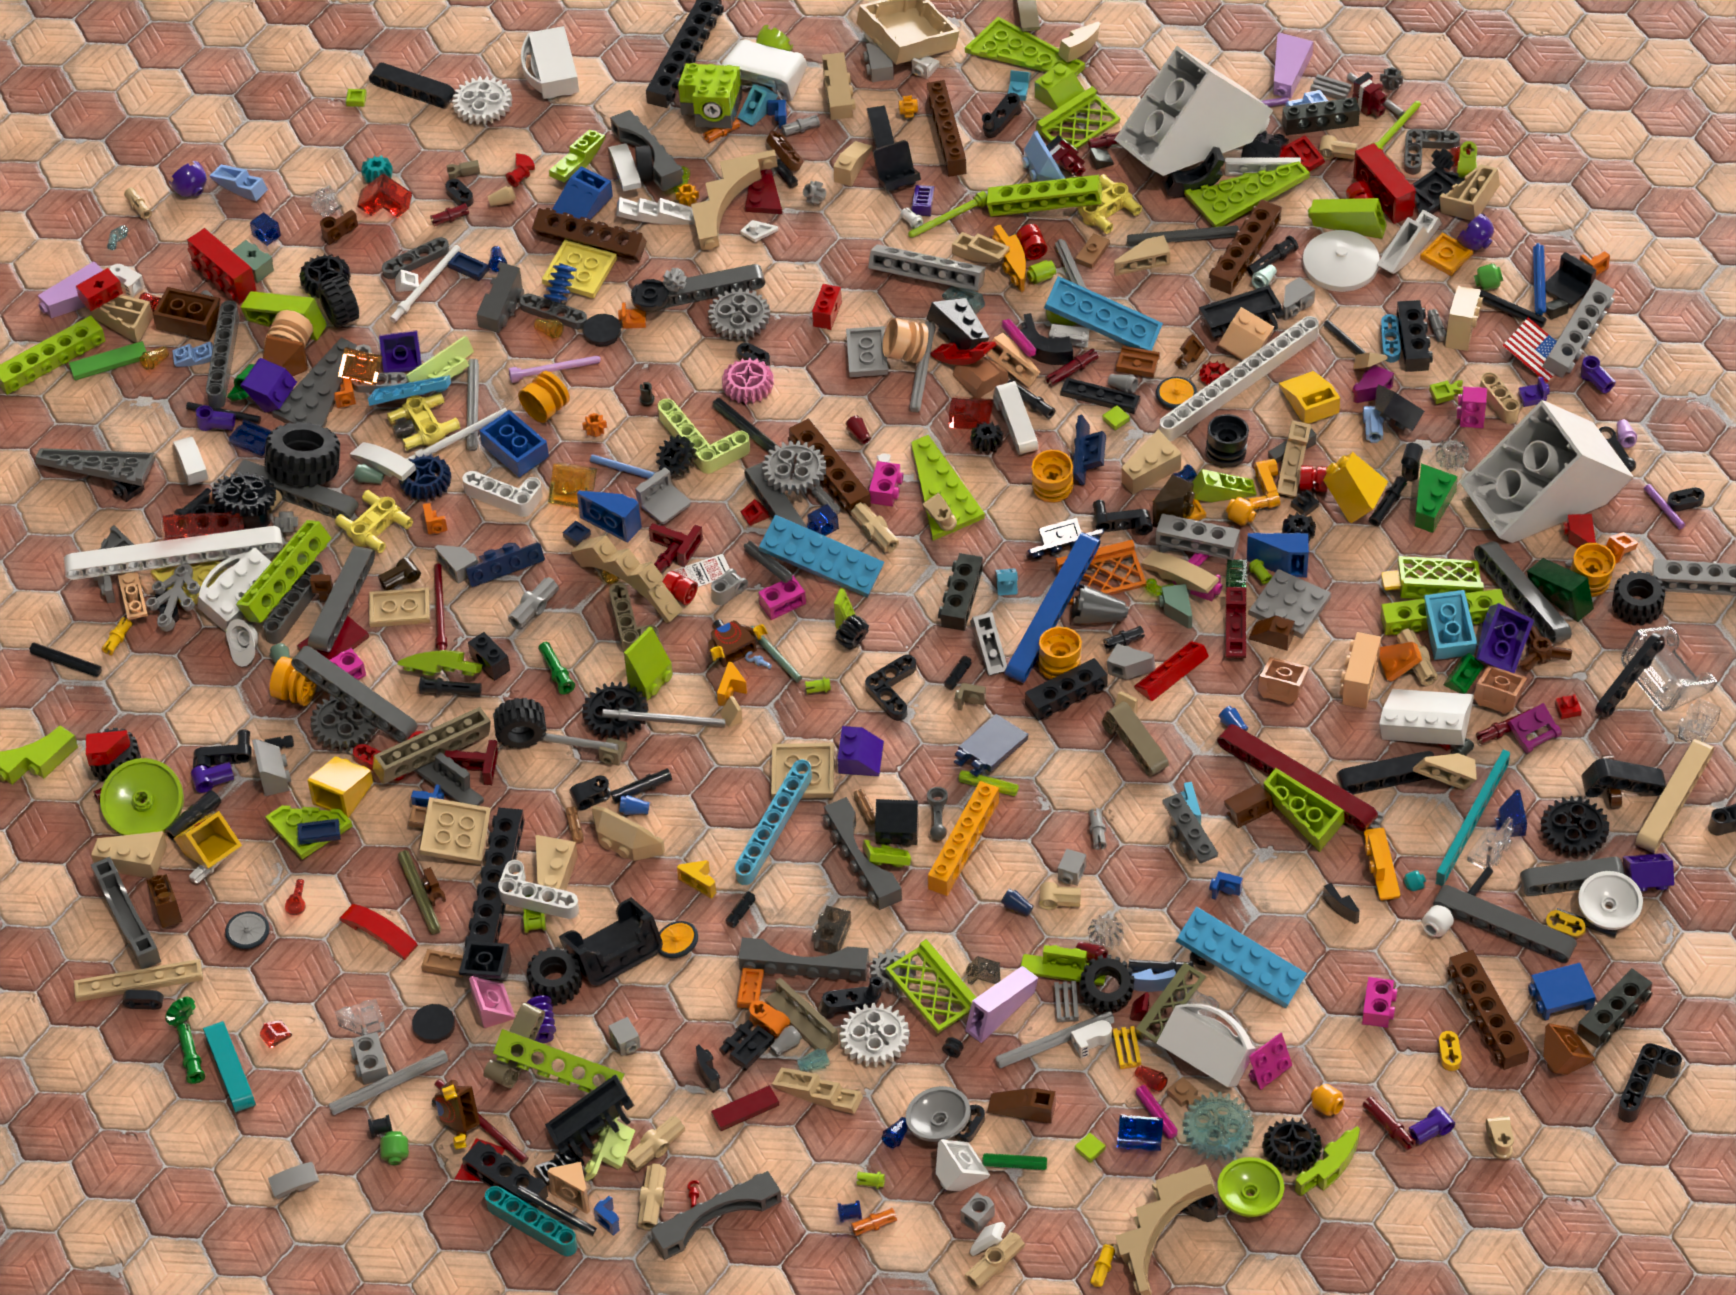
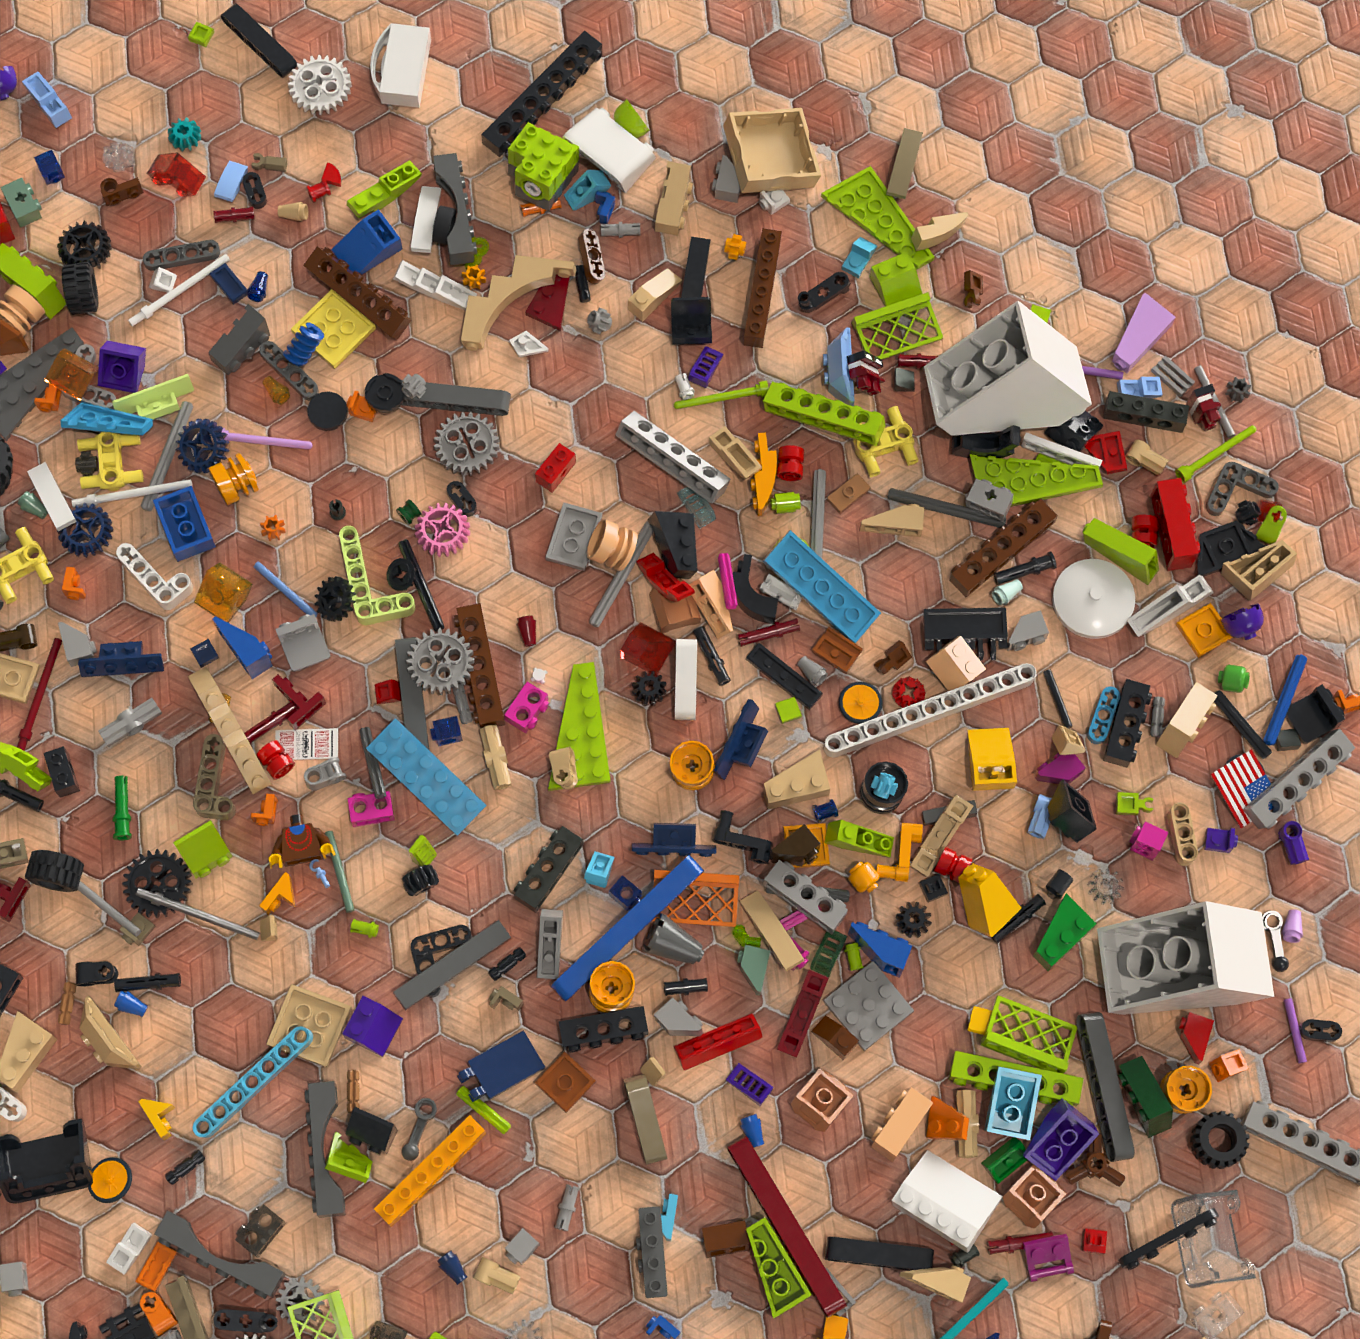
camera: 15 degrees right, 20 degrees up
(435, 192) = (230, 181): none -> light blue slope
(489, 383) = (198, 461): none -> dark blue gear
(689, 631) = (268, 808): none -> orange bracket
(711, 377) = (408, 512): none -> dark green wheel
(718, 422) = (394, 571): none -> black gear
(718, 983) = (129, 1248): none -> white slope
(909, 685) = (451, 965): none -> dark grey tile
(1036, 587) = (622, 885): none -> clear blue brick
(1051, 739) = (565, 1082): none -> dark orange plate
(1129, 74) = (974, 286): none -> reddish brown plate
(1217, 212) = (997, 506): none -> light grey brick
(1218, 697) = (751, 1095): none -> dark purple slope
(1227, 430) = (884, 785): none -> medium azure gear

